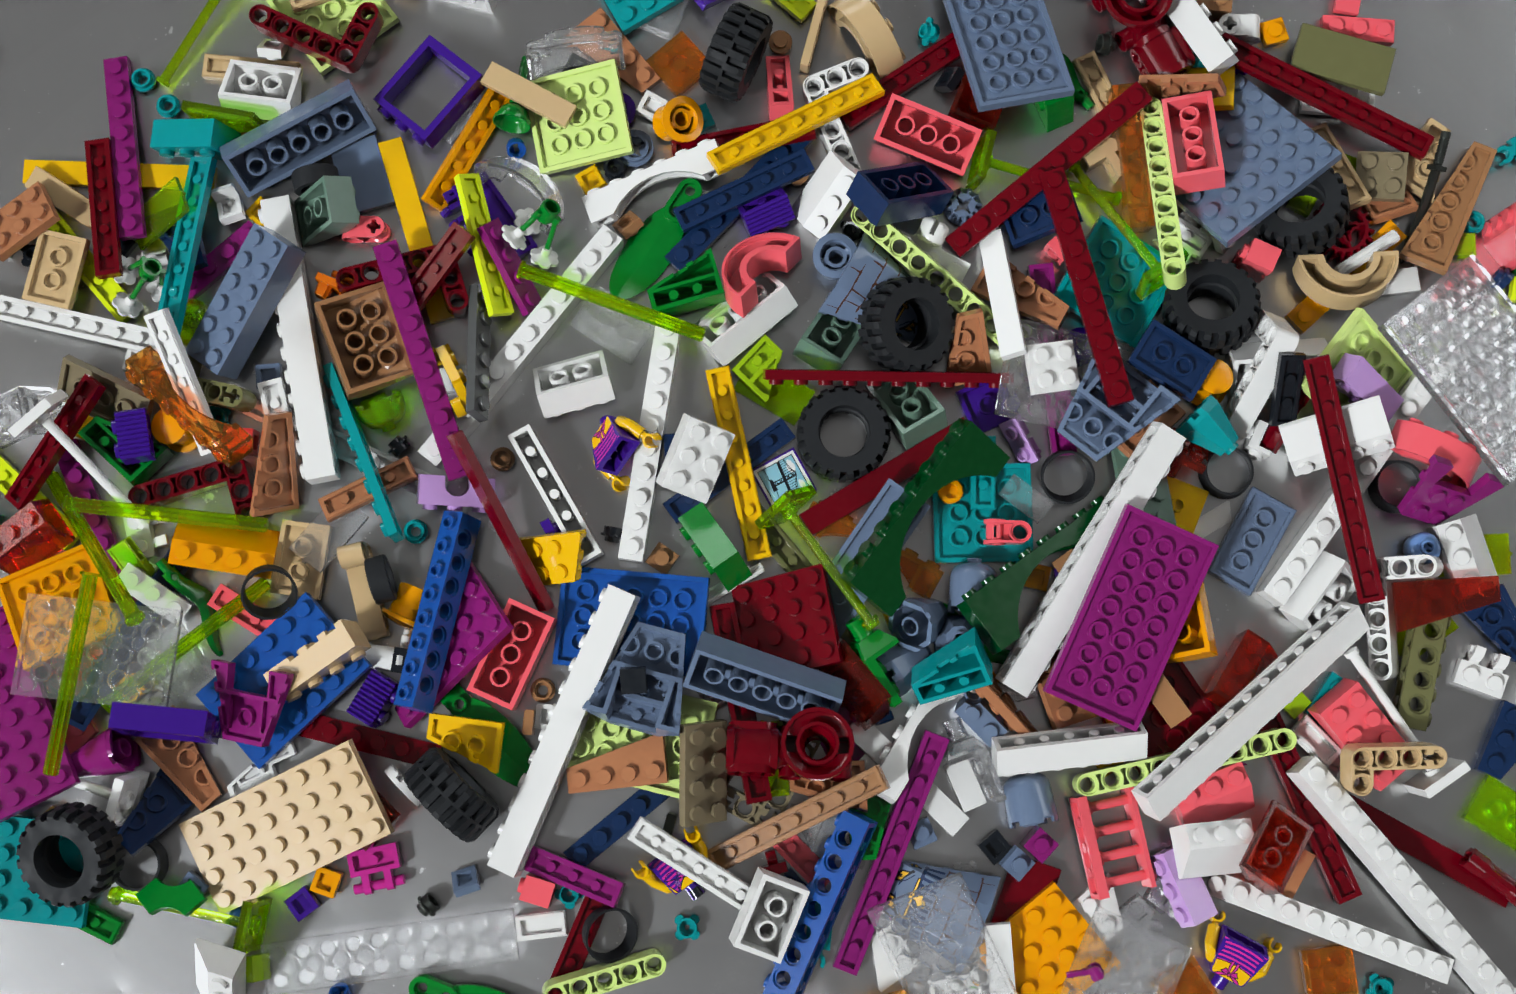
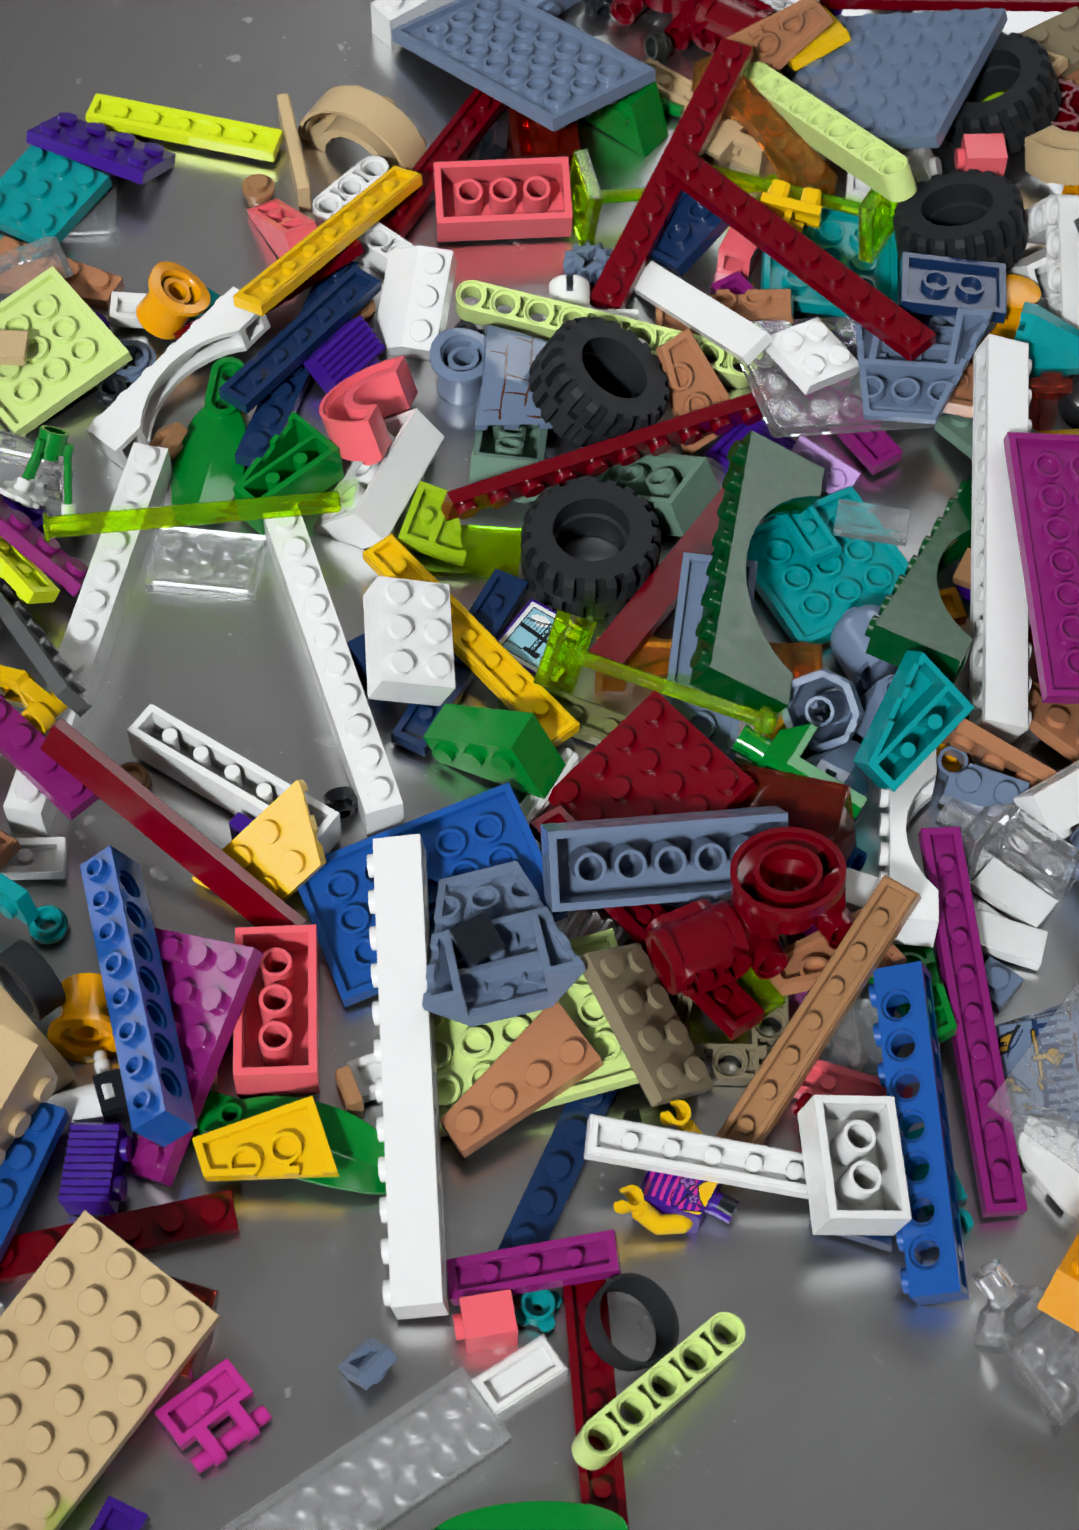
camera: 30 degrees left, 25 degrees down
(326, 882) = (142, 1475): light orange plate -> none
(397, 778) = (202, 1260): white tile -> none
(428, 905) = (325, 1430): pearl dark grey plate -> none
(432, 492) = (55, 848): lavender arch -> none
(451, 794) = (286, 1218): black tyre -> none
(535, 690) = (341, 1037): medium nougat plate -> none
(573, 384) = (189, 648): white slope -> none
(590, 179) = (81, 418): yellow tile -> none
(615, 444) = (286, 682): torso -> none
(662, 558) = (426, 800): medium nougat plate -> none
(678, 63) = (136, 251): clear orange plate -> none
(692, 932) = (744, 1257): teal plate -> none
(735, 52) = (210, 193): black tyre -> none
(899, 193) = (504, 254): dark blue brick -> none
(929, 32) = (438, 109): teal plate -> none
(951, 492) = (771, 554): light orange tile -> none
(1004, 532) = (869, 565): coral piece -> none
(1082, 492) = (926, 455): black tyre -> none
(1117, 246) = (793, 211): none -> yellow hips
(1193, 143) = (832, 69): coral brick -> none

